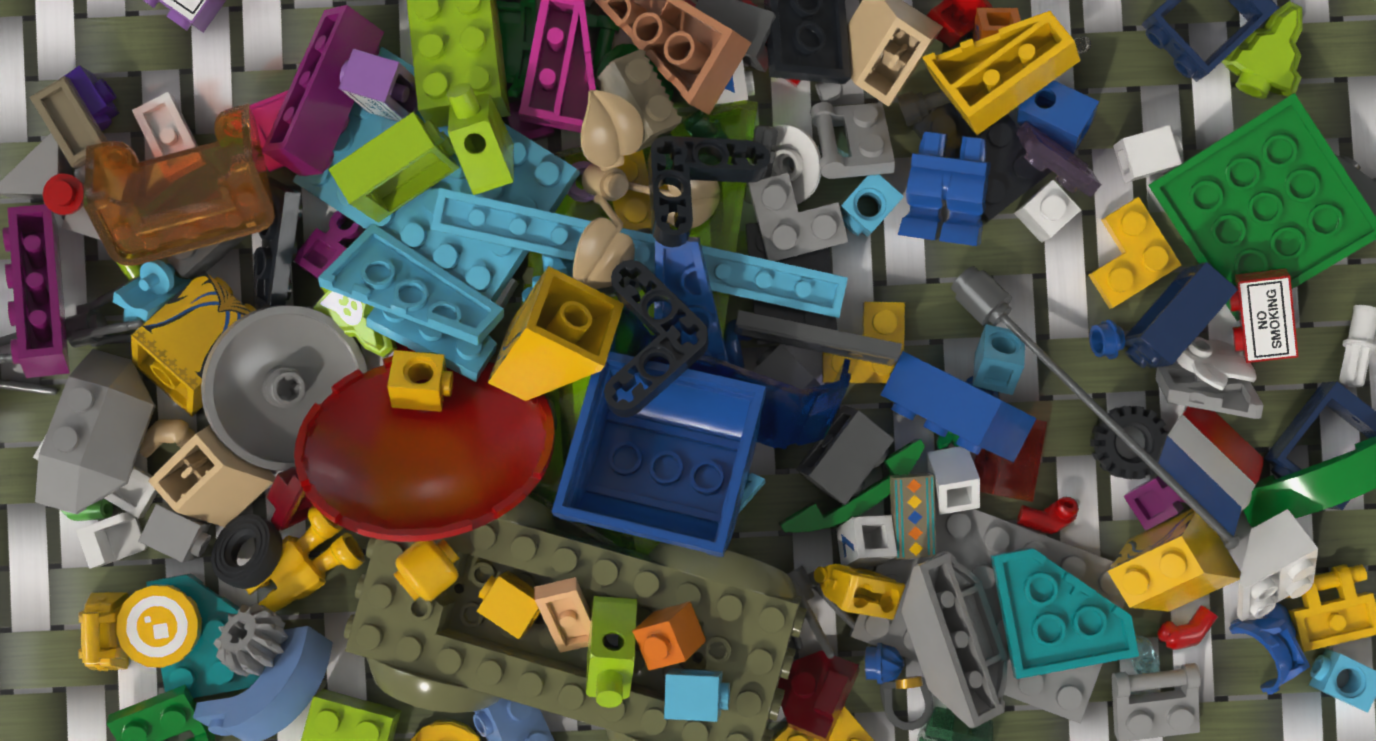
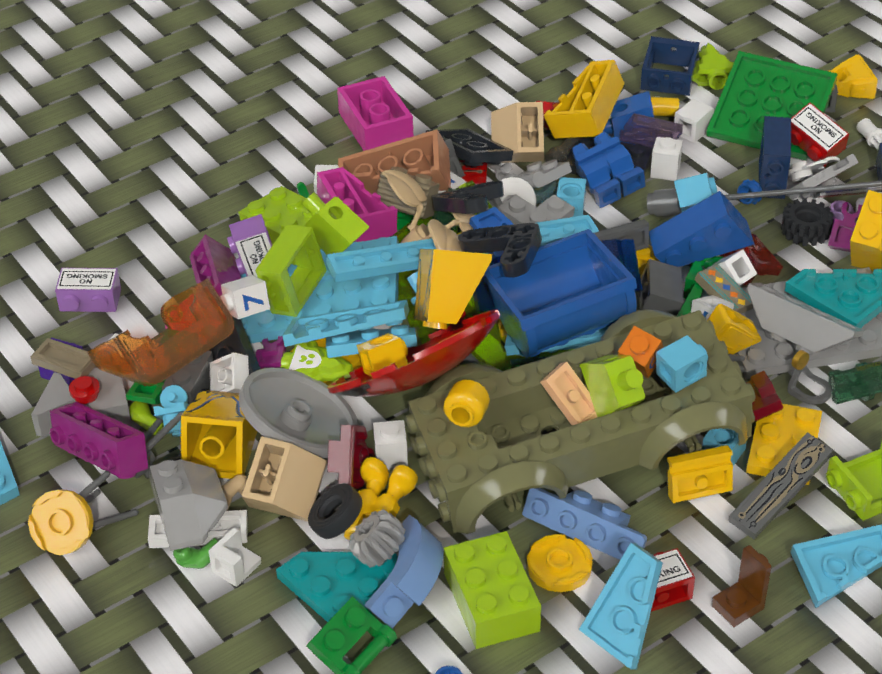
camera: 35 degrees left, 45 degrees down
(99, 641) = (267, 609): yellow piece -> none
(158, 625) = (305, 575): yellow tile -> none
(175, 533) = (278, 530): light grey brick -> none
(248, 269) = (229, 373): none -> white piece
(306, 186) = (245, 296): none -> white brick
(509, 603) = (530, 417): yellow brick -> none
(883, 663) = (778, 370): blue plate -> none
(1005, 334) = (695, 189): none -> medium azure brick
(1051, 518) = (803, 262): red arm -> none
(1139, 97) = (665, 106): none -> yellow piece
(1143, 258) = (731, 160): yellow plate -> none

